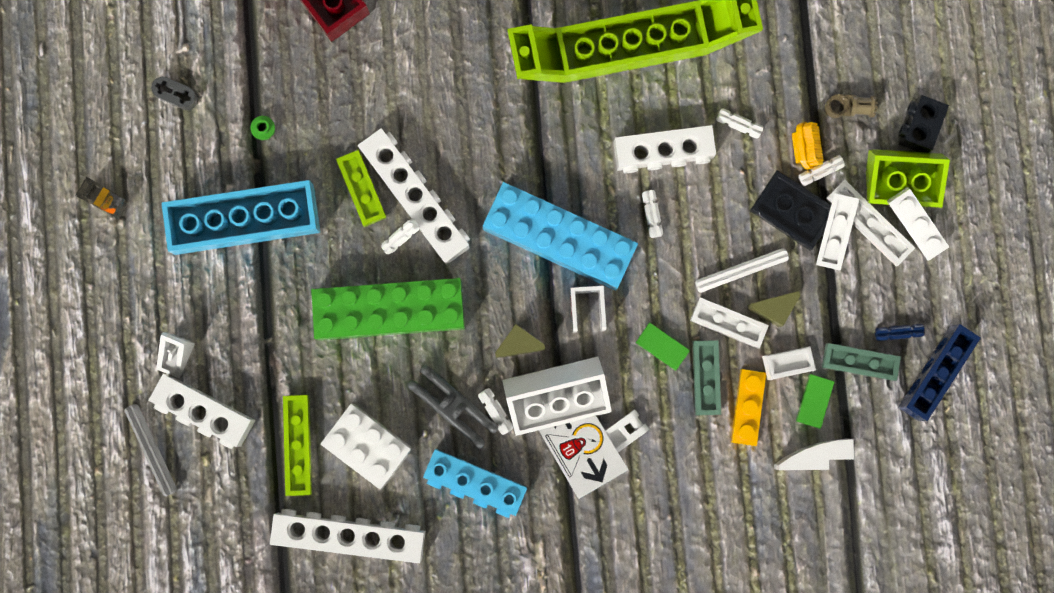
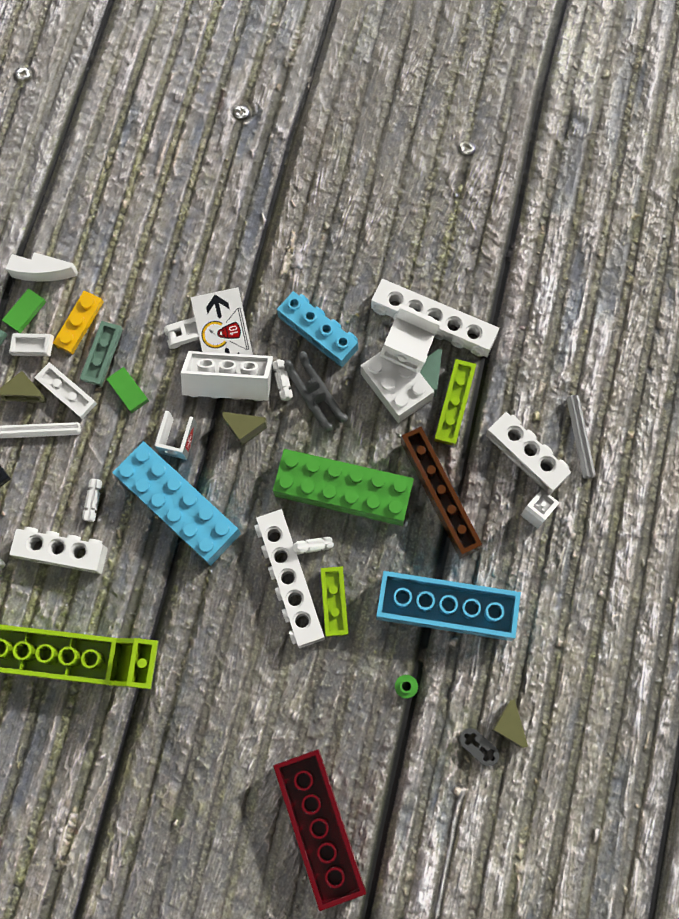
camera: 155 degrees left, 10 degrees down
(102, 197) = (569, 666): clear smoke leg -> none
(149, 122) = (510, 726): none -> olive slope
(282, 335) = (441, 493): none -> reddish brown brick
(334, 472) = (431, 369): none -> sand green slope
(363, 494) = (410, 339): none -> white panel

